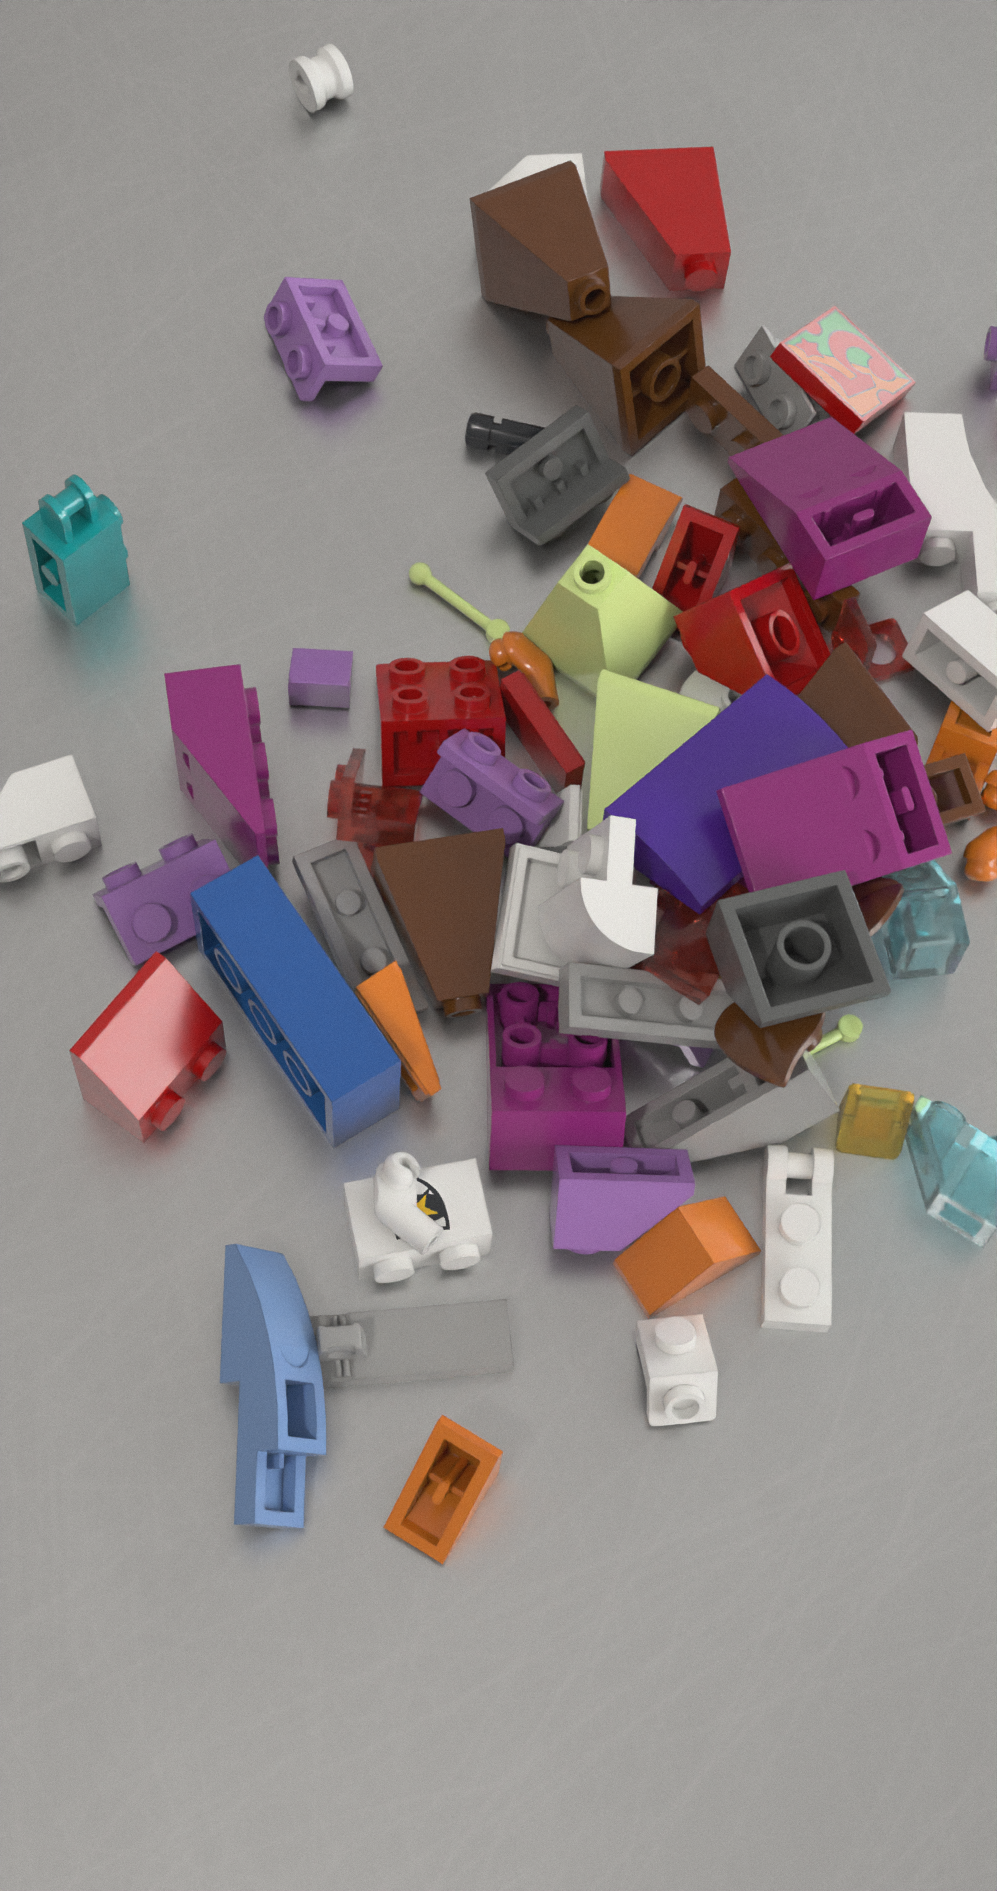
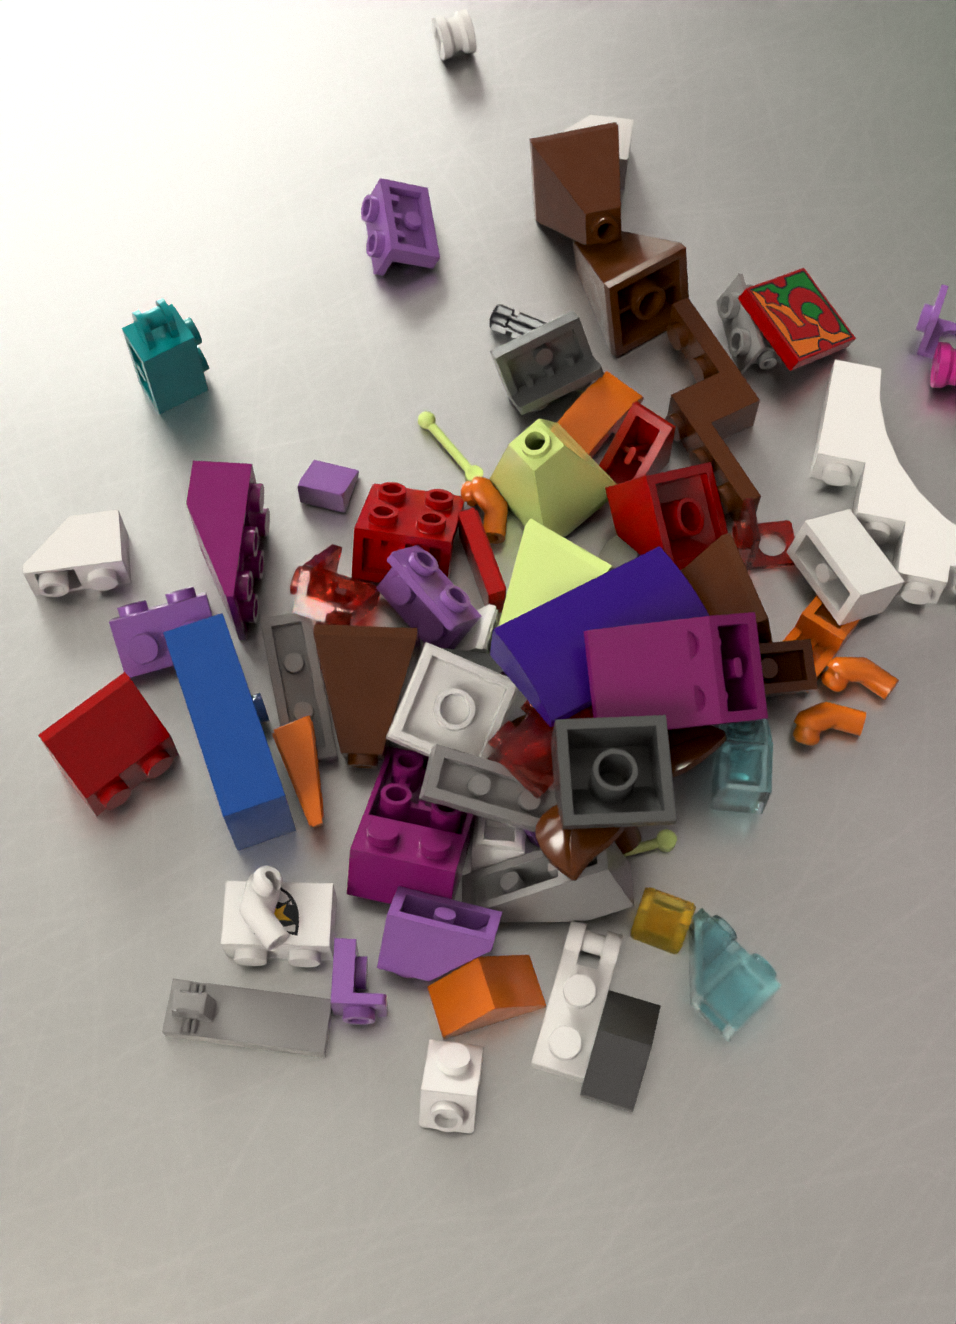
camera: 20 degrees right, 0 degrees up
(276, 1364) = (134, 1029): medium blue slope -> none
(444, 1489) = (239, 1142): orange slope -> none
(519, 1267) = (347, 976): none -> medium lavender bracket
(599, 911) = (465, 709): white brick -> none
(650, 1071) = (495, 843): none -> white slope
(671, 212) = (695, 175): red slope -> none
(833, 505) = (752, 423): magenta slope -> none
(866, 1285) = (620, 1051): none -> dark grey slope

